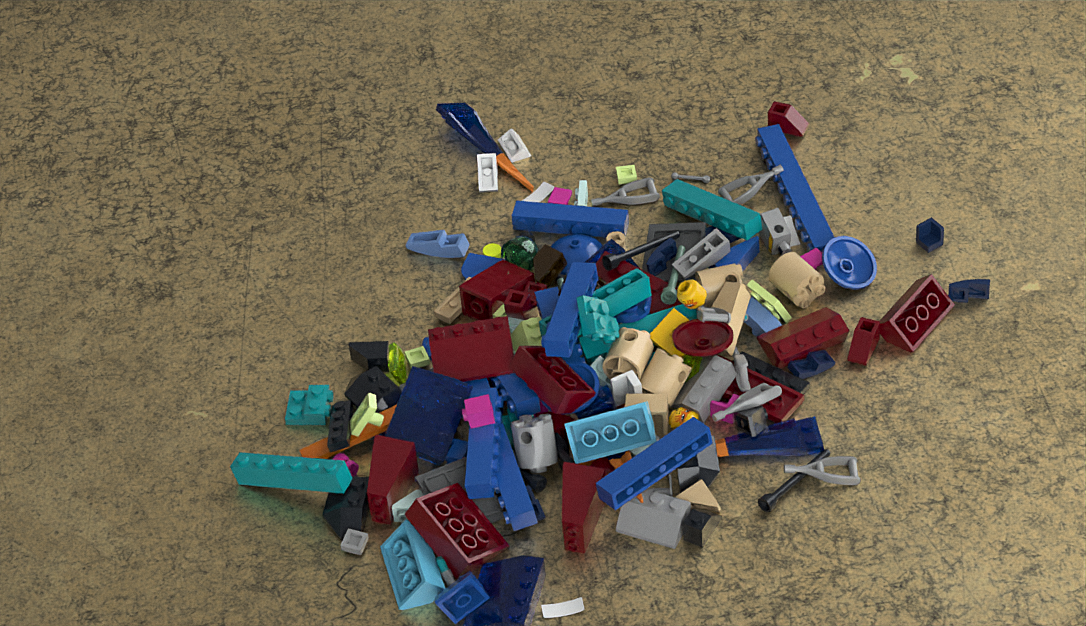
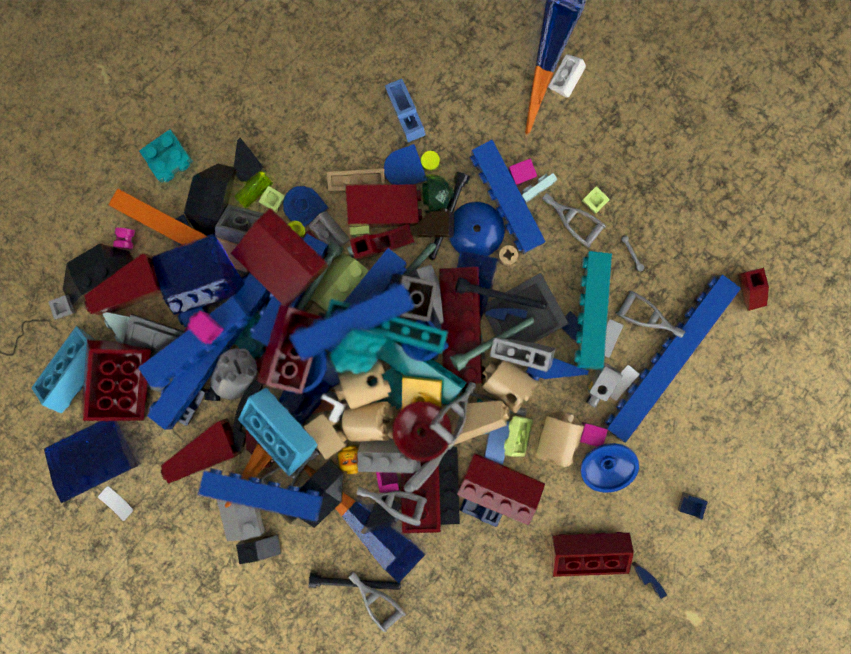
camera: 45 degrees right, 45 degrees up
(291, 472) = (75, 212): teal brick -> none
(339, 425) = (153, 205): black plate -> none
(365, 414) = (163, 225): yellowish green tile -> none
(445, 571) = (76, 403): piece -> none
(461, 597) = (55, 434): blue slope -> none
(487, 172) = (511, 85): white slope -> none
(540, 193) = (524, 142): white sticker -> none
(691, 294) = (457, 391): yellow head -> none
(700, 497) = (278, 530): tan slope -> none
(864, 341) = (529, 539): dark red slope -> none

